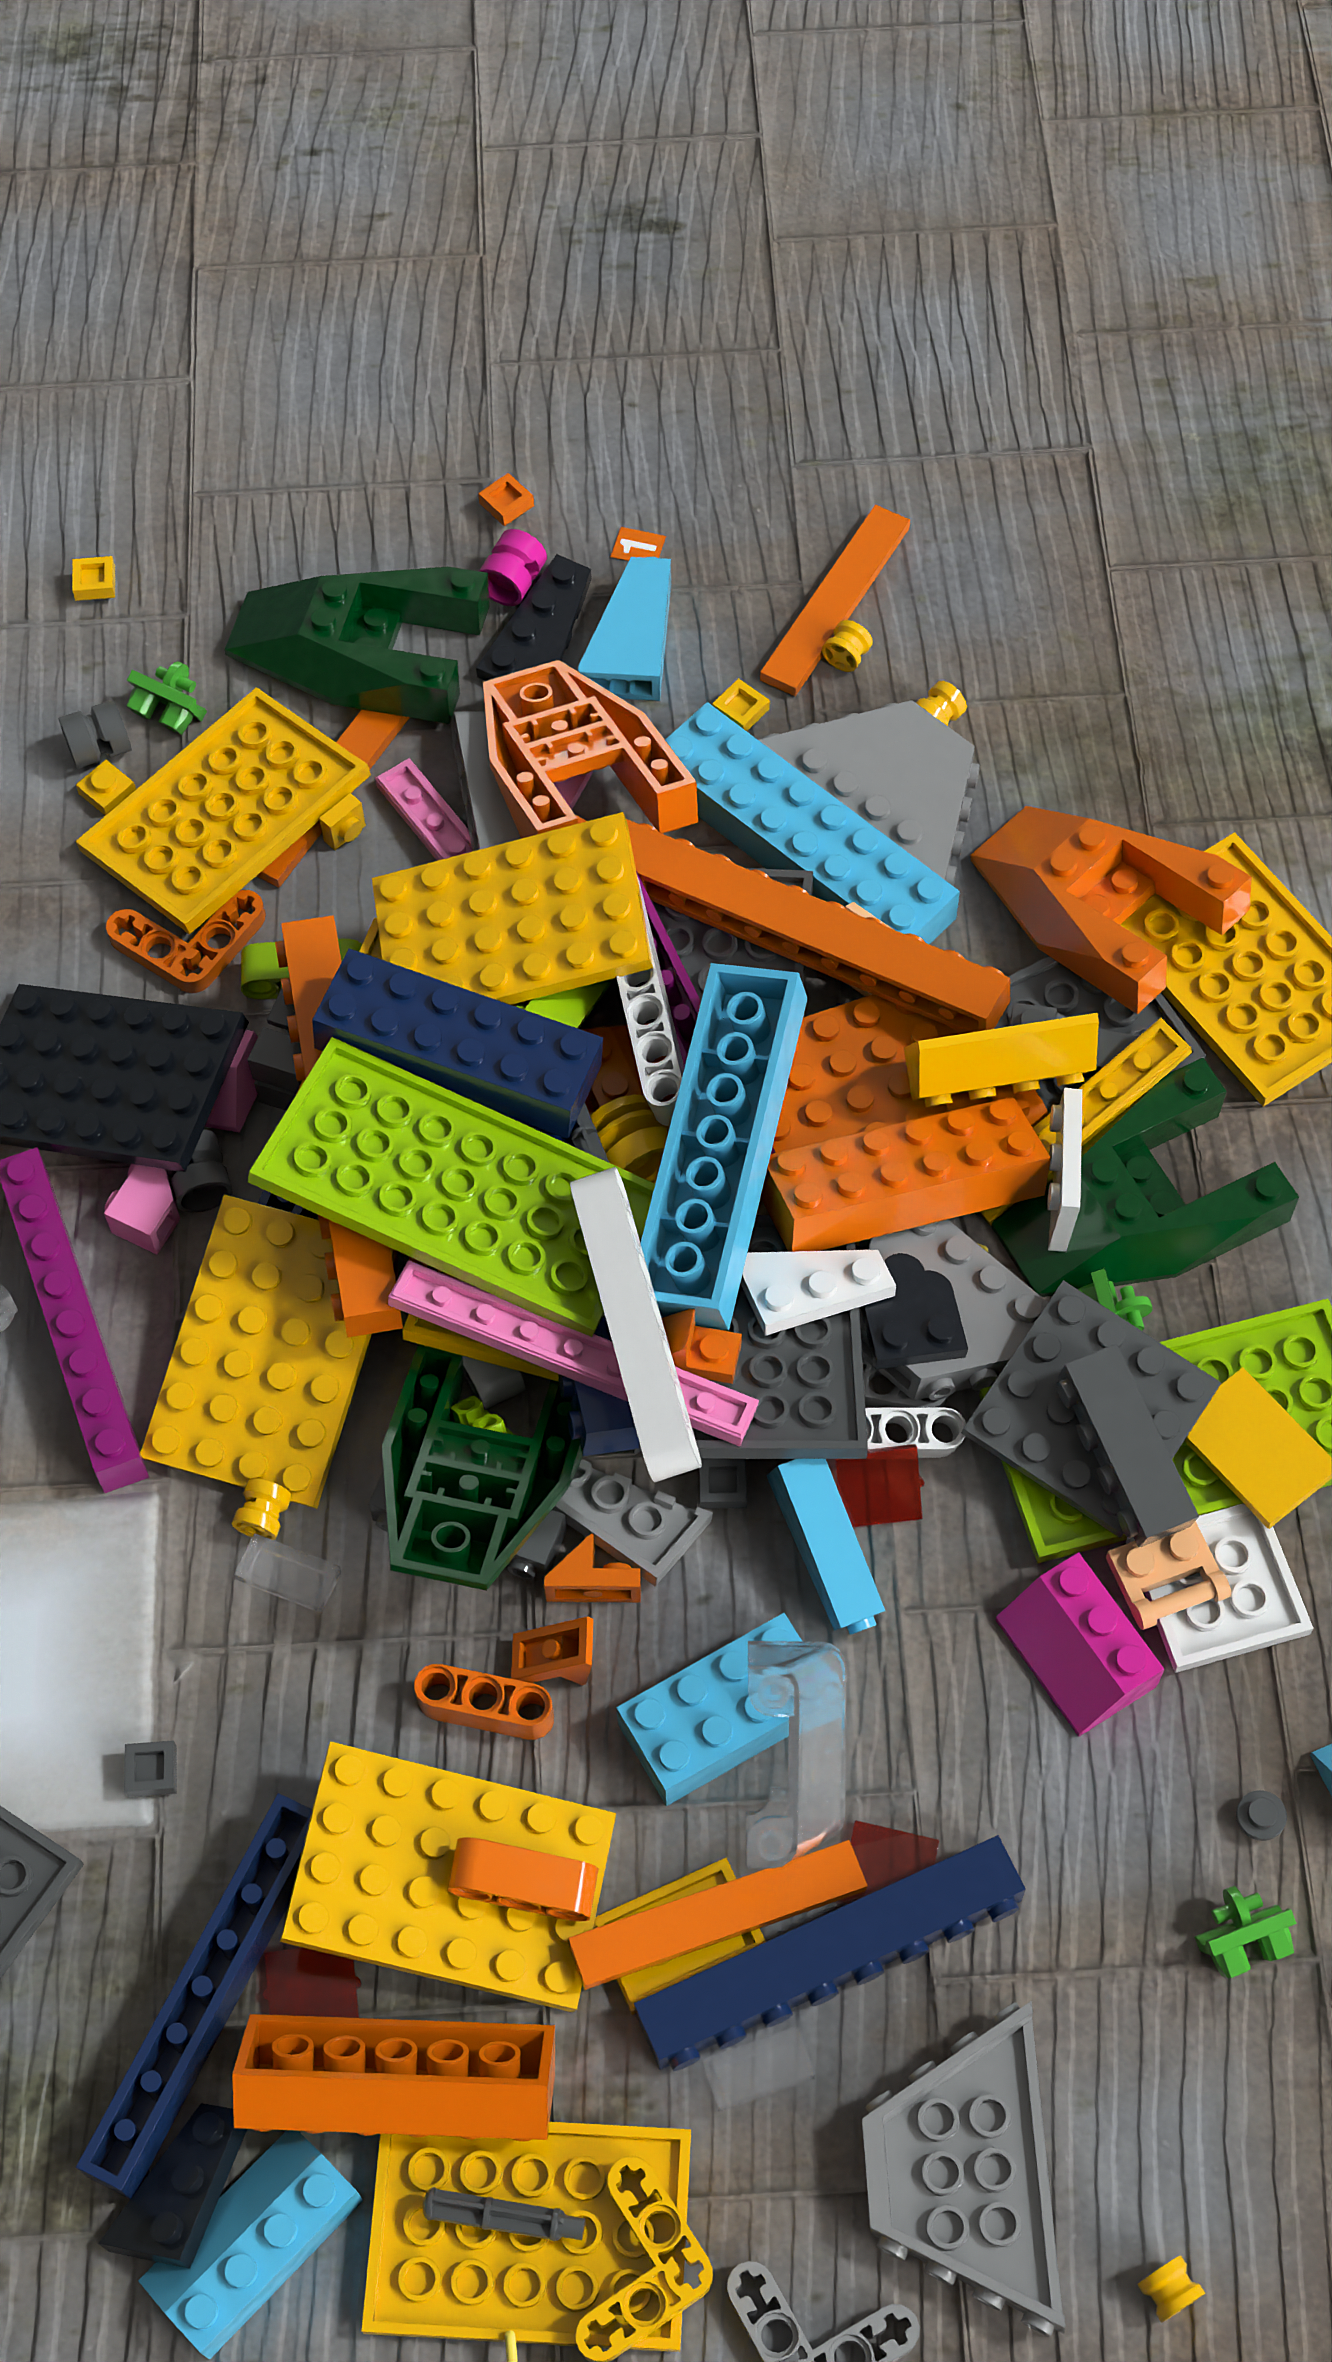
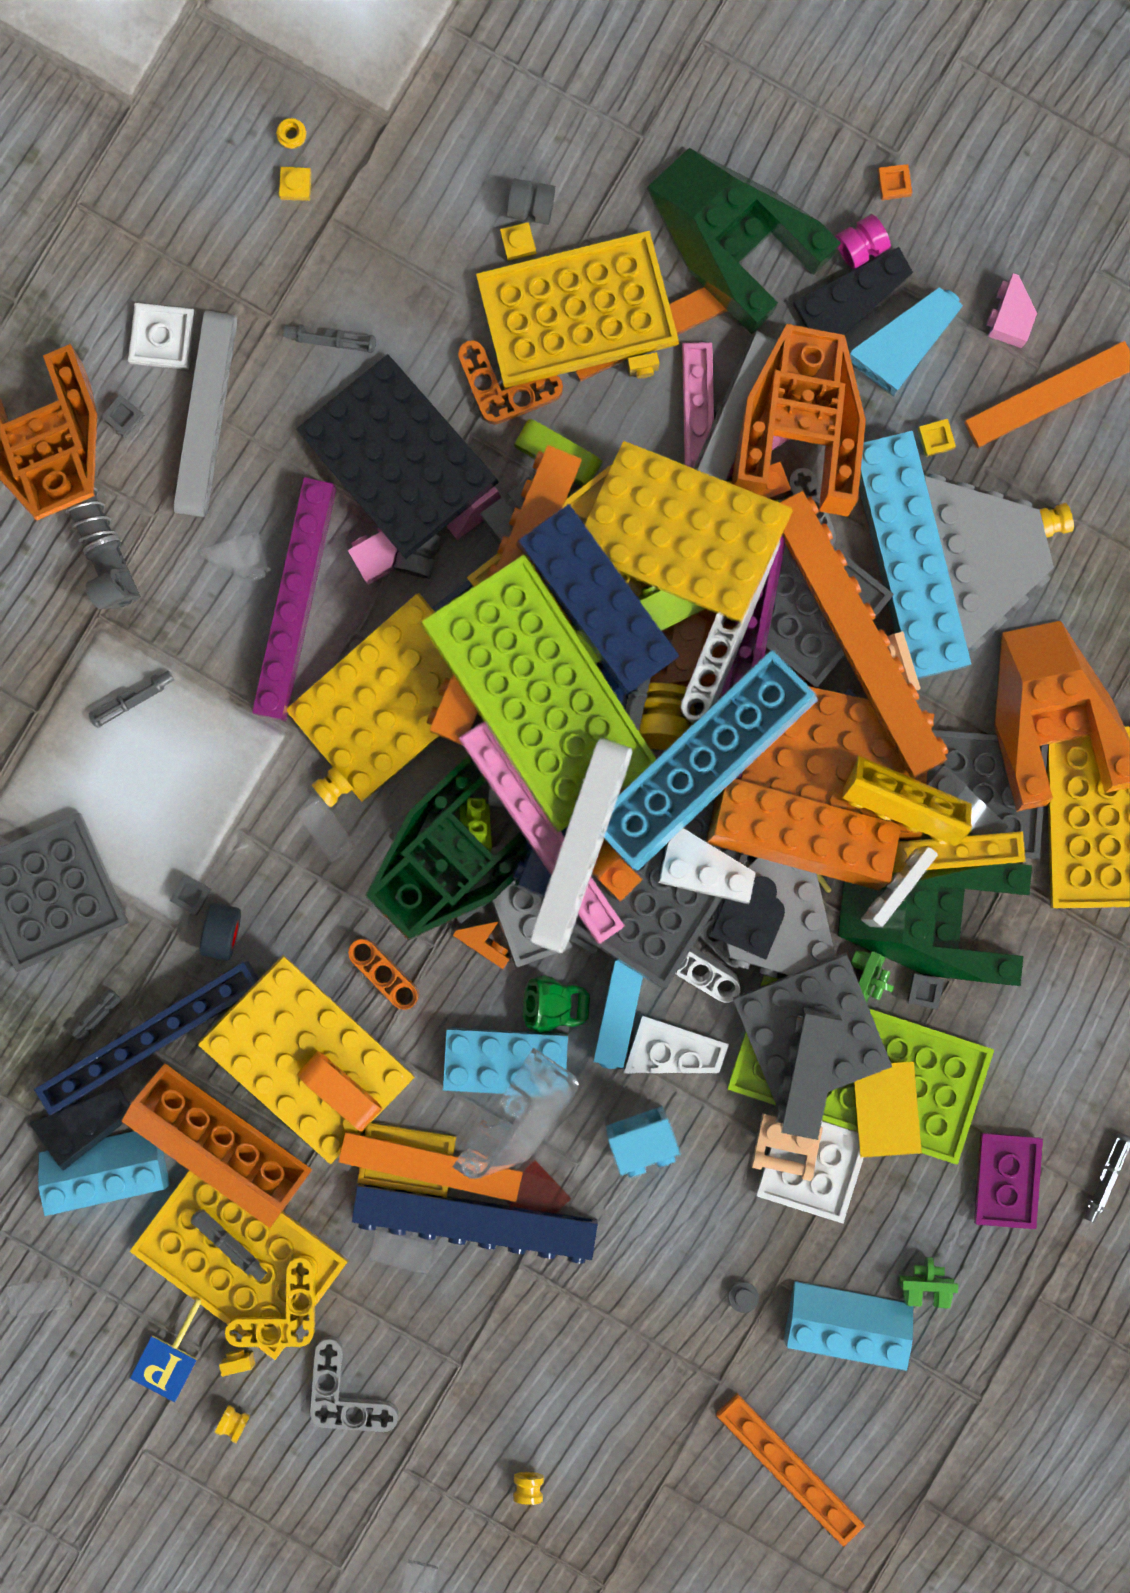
camera: 30 degrees right, 25 degrees up
(93, 578) = (599, 74): yellow plate -> none
(109, 2022) = (95, 1015): none -> dark grey axle
(149, 692) = (583, 189): bright green hips -> none
(221, 1782) = (220, 931): none -> black wheel
(311, 1984) = (201, 1067): clear red piece -> none
(554, 1652) = (435, 972): orange slope -> none
(637, 544) = (956, 270): orange sticker -> none
(732, 1599) = (549, 1004): none -> green piece
(735, 545) = (1014, 315): none -> bright pink slope
(847, 645) = (1031, 437): yellow wheel -> none
(881, 1486) = (674, 1001): clear red piece -> none
(934, 1556) = (671, 1049): none -> white wing
(966, 2172) = (467, 1370): light grey piece -> none
(977, 1665) = (642, 1142): none -> medium azure brick
(1080, 1644) = (714, 1149): dark pink slope -> none
(1191, 1287) = (925, 991): none -> dark grey plate
(1265, 1926) = (690, 1347): bright green hips -> none

